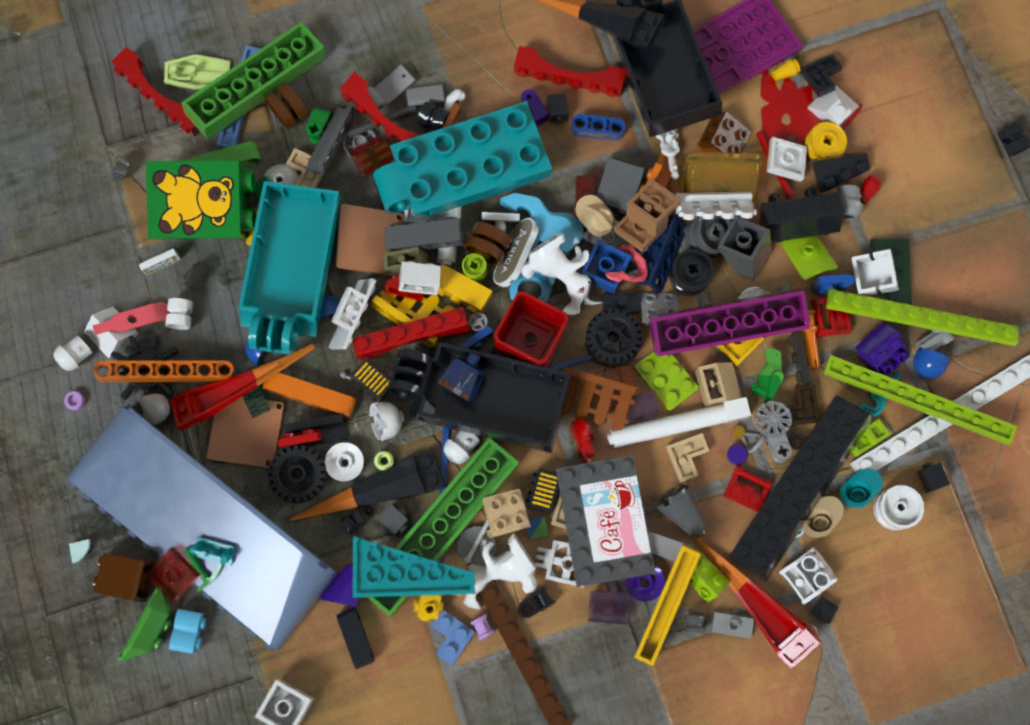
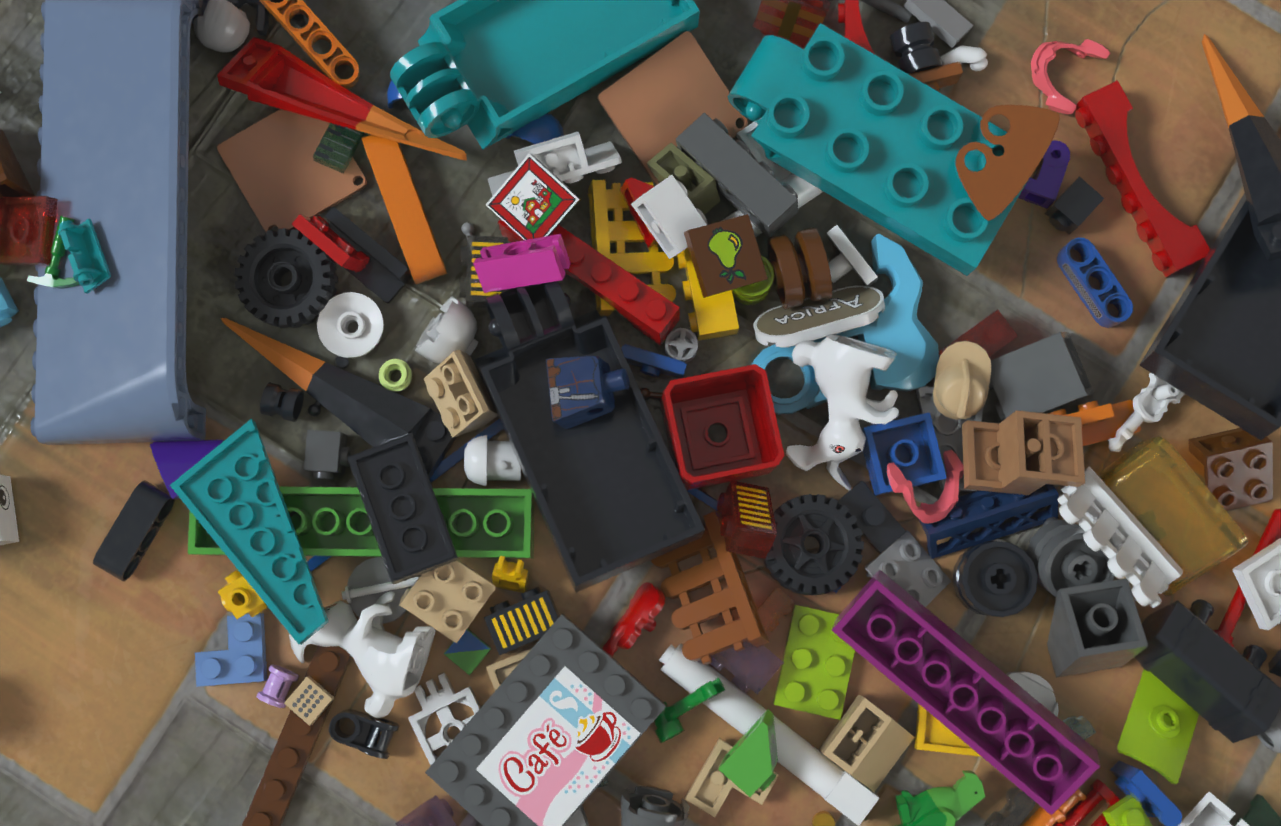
camera: 55 degrees right, 5 degrees up
(362, 331) = (533, 200): none -> tile
(385, 358) = (522, 263): none -> dark pink piece
(419, 436) = (460, 394): none -> tan slope
(450, 500) = (402, 508): none -> black tile
(457, 268) = (725, 255): none -> reddish brown tile
(484, 72) = (1046, 53): none -> coral helmet
(501, 615) = (309, 700): none -> tan tile
(519, 479) = (510, 575): none -> yellow plate
(523, 124) = (1006, 175): none -> dark orange piece
(580, 354) = (747, 519): none -> clear red brick
(642, 464) = (668, 722): none -> green brick
(685, 435) = (753, 757): none -> bright green slope

